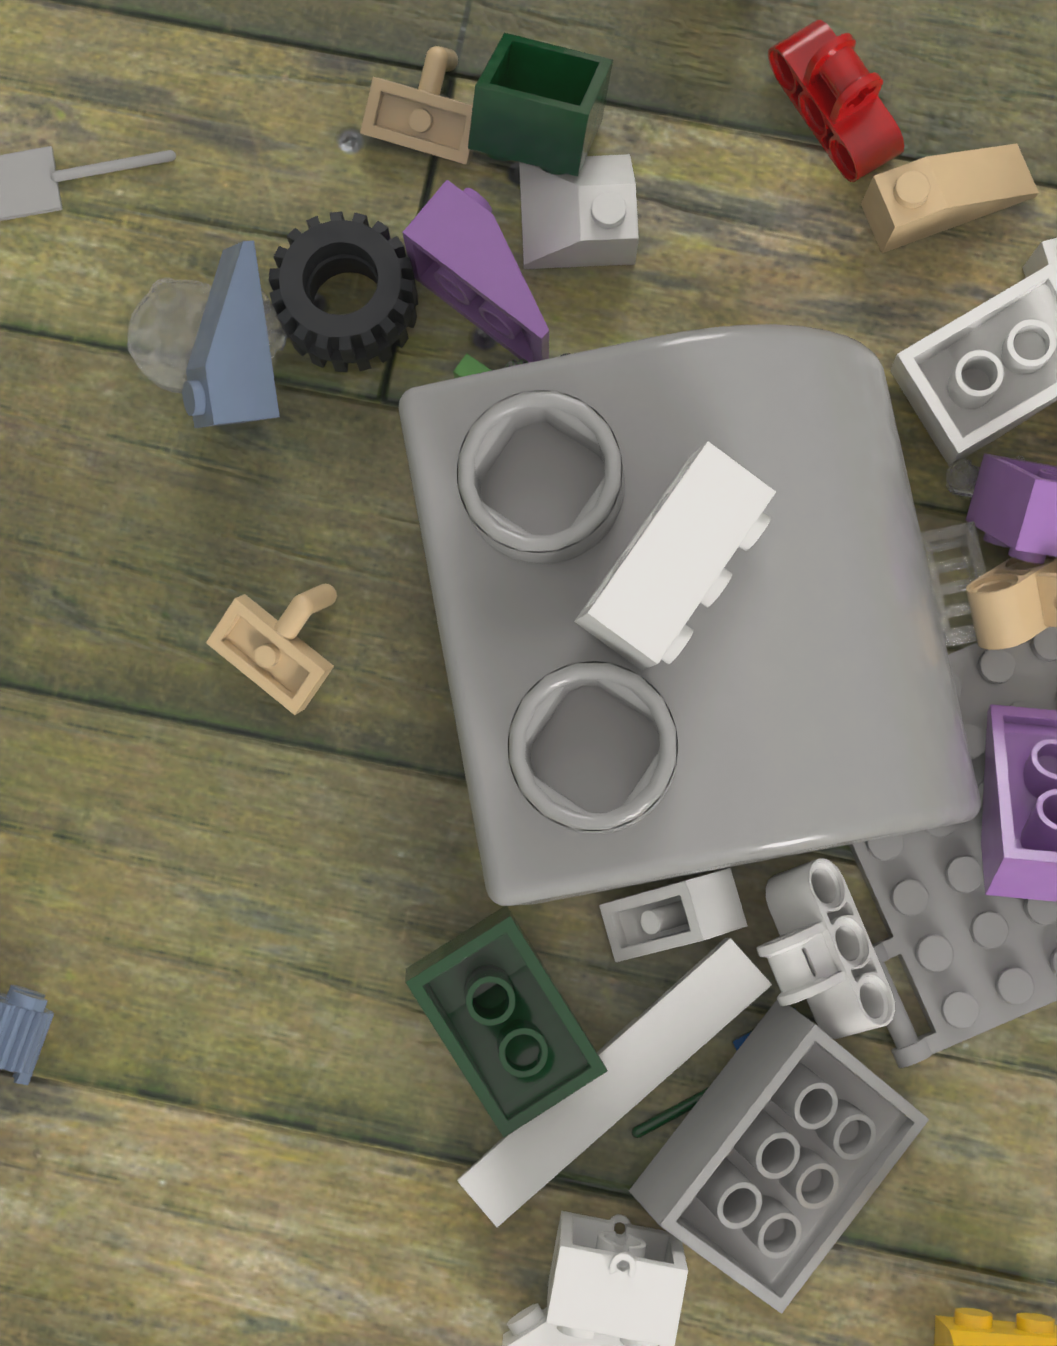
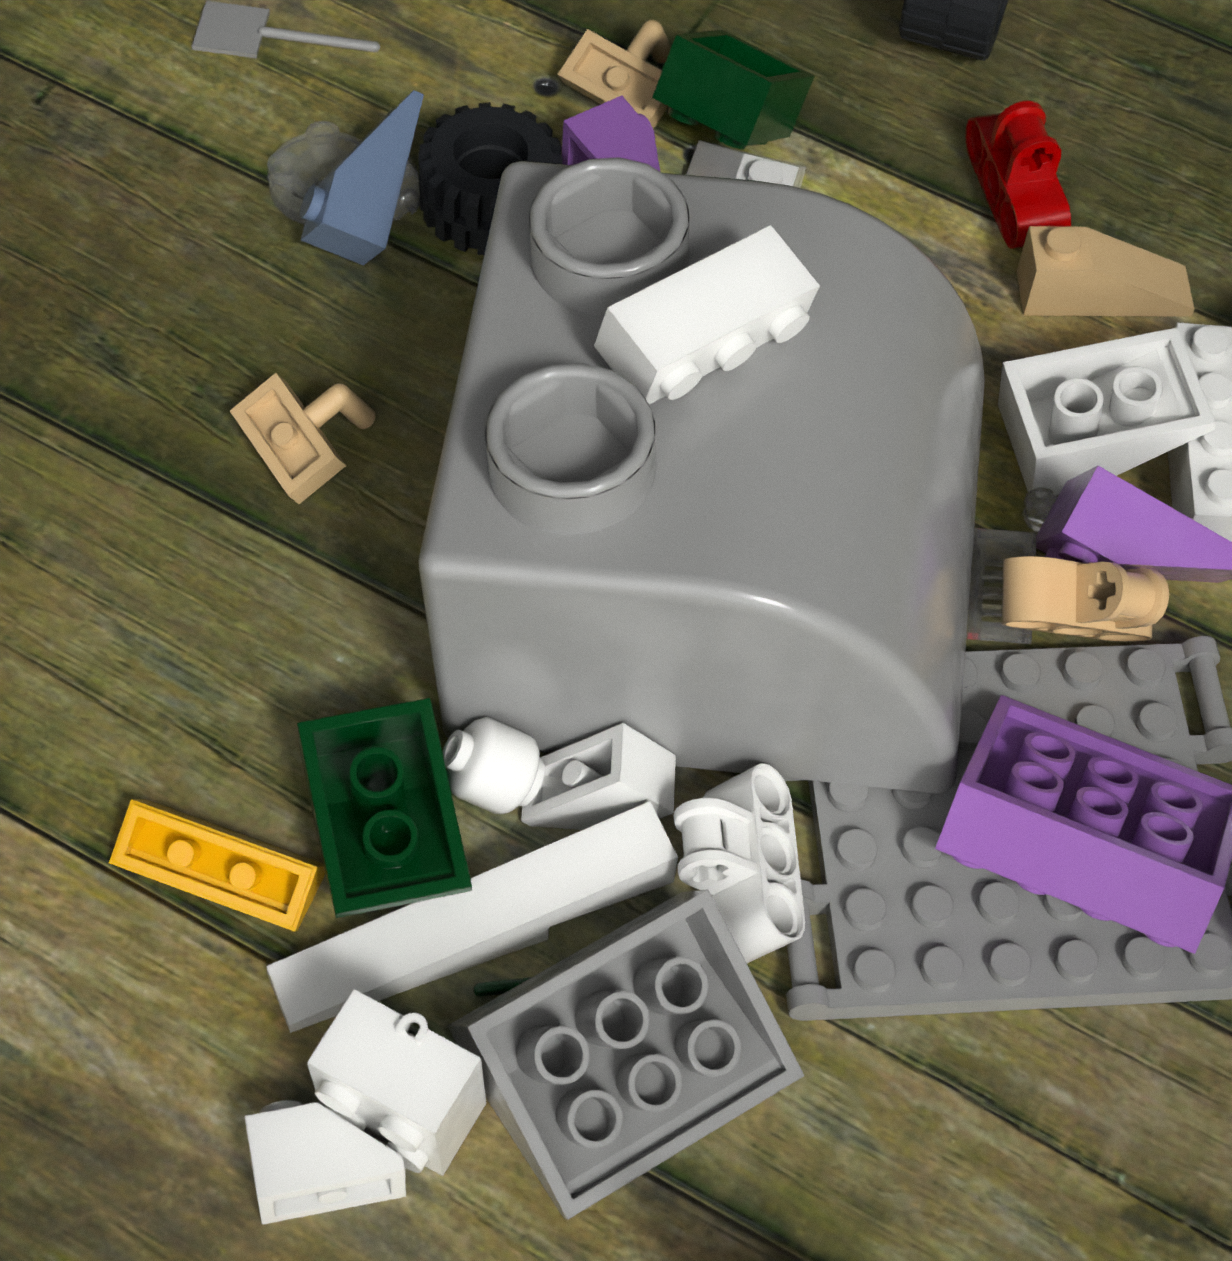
camera: 10 degrees right, 25 degrees down
(376, 1095) = (217, 863): none -> yellow slope
(579, 935) = (493, 765): none -> white head

